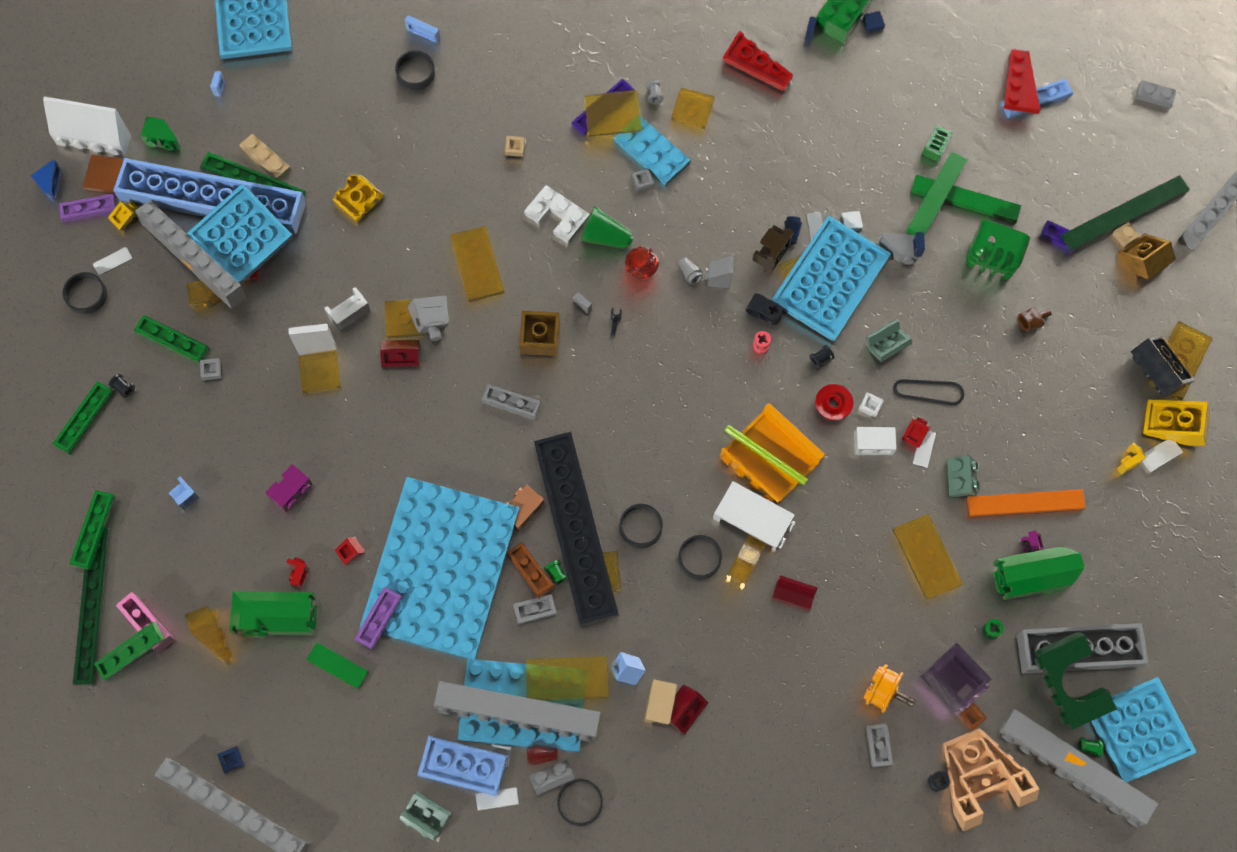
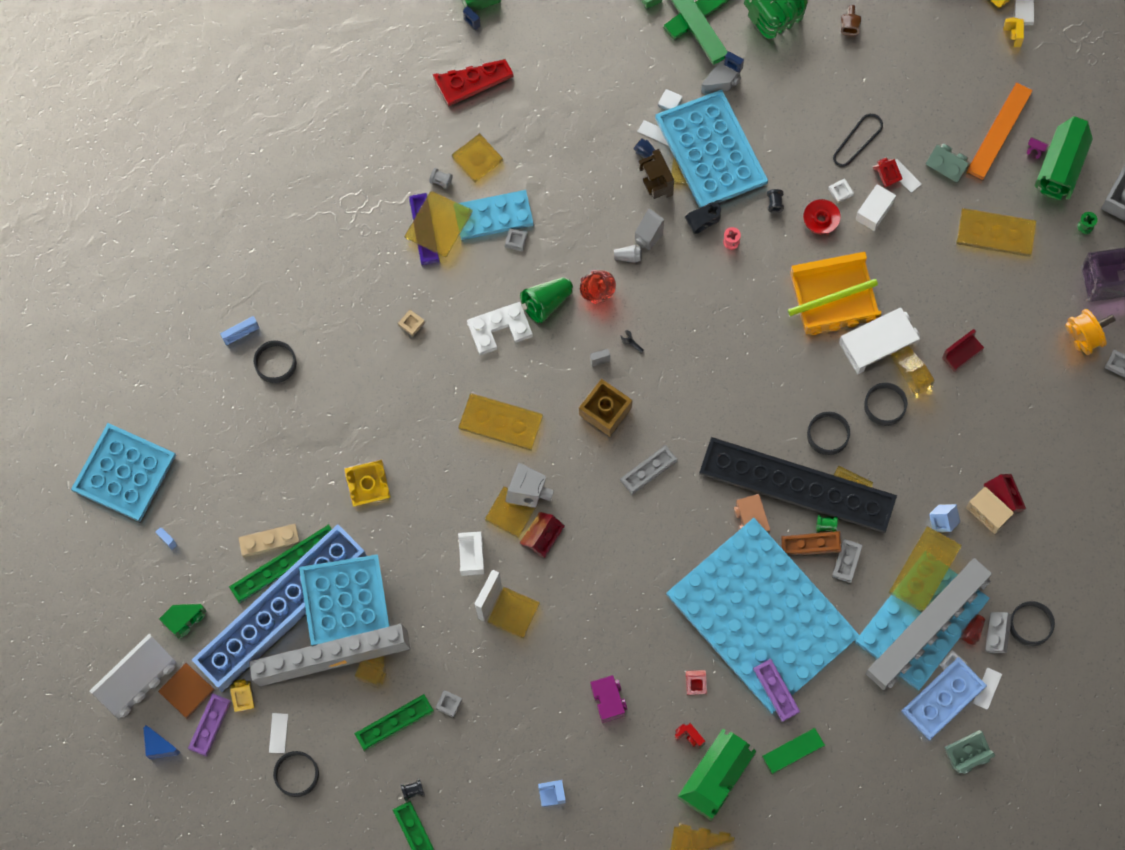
camera: 50 degrees left, 0 degrees up
(888, 341) = (797, 142): sand green bracket -> none

